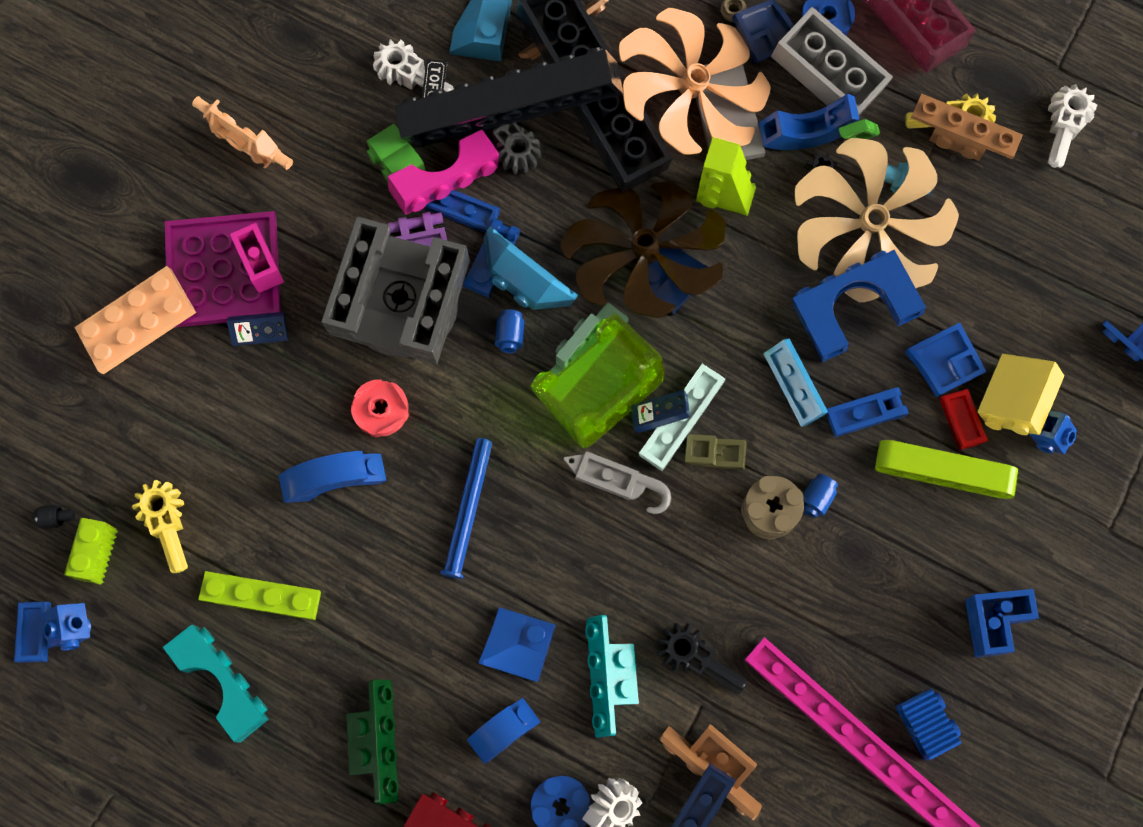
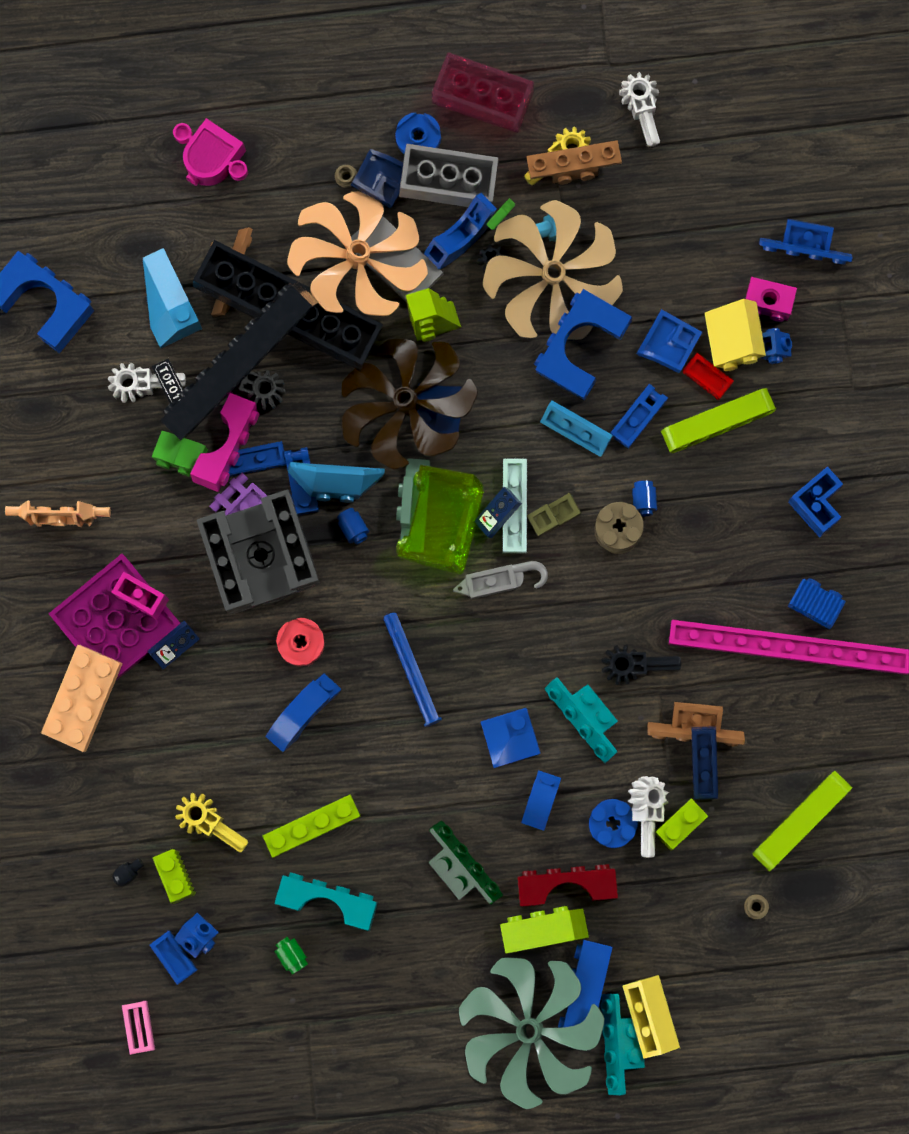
camera: 25 degrees left, 5 degrees up
(143, 711) = (291, 955): none -> green brick
(1093, 386) = (781, 294): none -> dark pink brick

